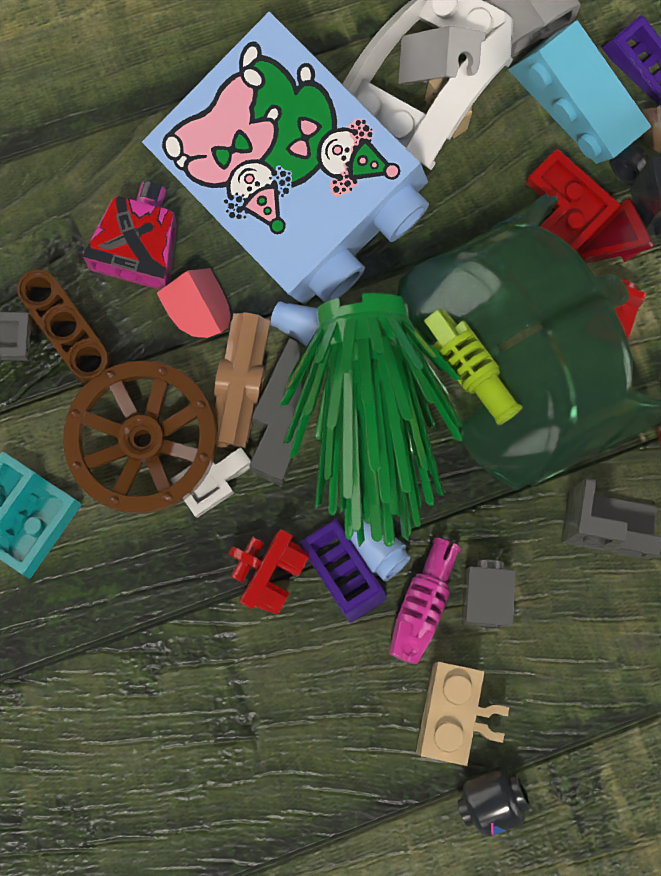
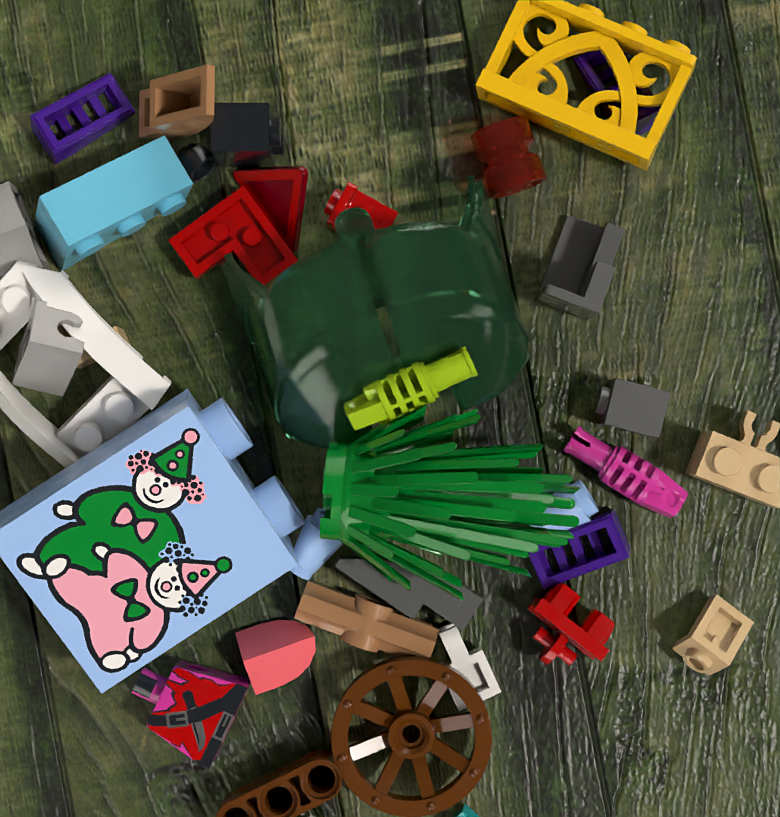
camera: 80 degrees left, 10 degrees up
(280, 715) = (714, 637): none -> tan bracket

